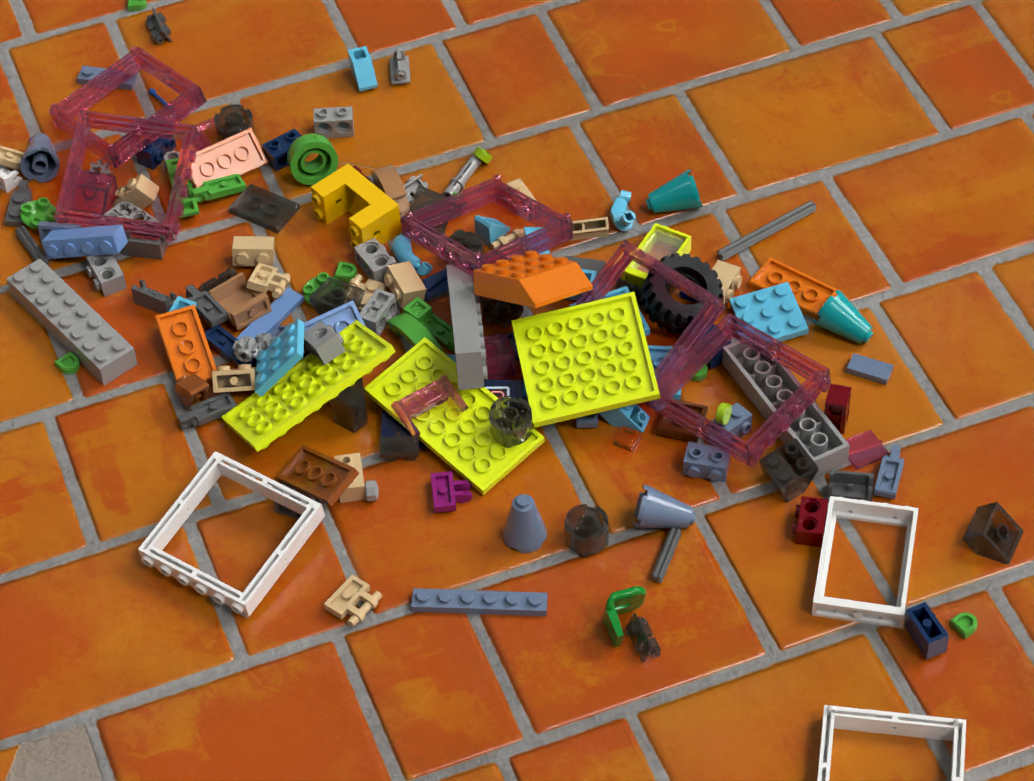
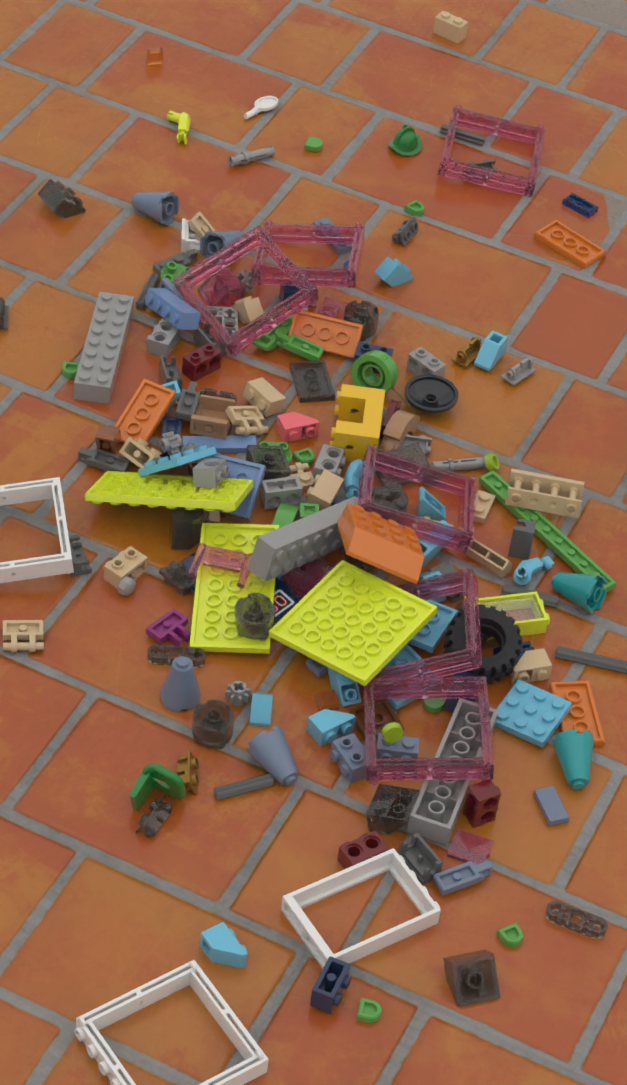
camera: 40 degrees right, 5 degrees down
(165, 266) = (201, 362): none -> dark red brick
(201, 67) = (394, 272): none -> medium azure slope
(308, 254) = (296, 426): none -> coral slope
(317, 475) = (103, 546): dark orange plate -> none
(343, 84) = (468, 352): none -> pearl gold hinge
(371, 139) = (431, 393): none -> black dish
(479, 602) = (94, 706): sand blue plate -> none
(483, 499) = (160, 659): none -> clear smoke beam
(549, 135) = (544, 493): none -> tan fence
(566, 491) = (238, 693): none -> light grey gear
(585, 173) = (547, 531): none -> bright green plate
(594, 192) = (522, 539): none -> dark grey hinge
(594, 486) = (261, 709): none -> medium azure slope
(610, 578) = (188, 767): none -> pearl gold hinge
(638, 235) = (548, 600): none -> dark grey axle
(658, 454) = (329, 725): none -> medium azure slope
(822, 678) = (222, 946): none -> medium azure slope
(972, 482) = (510, 935): none -> bright green tile
(987, 438) = (575, 912): none -> clear smoke beam

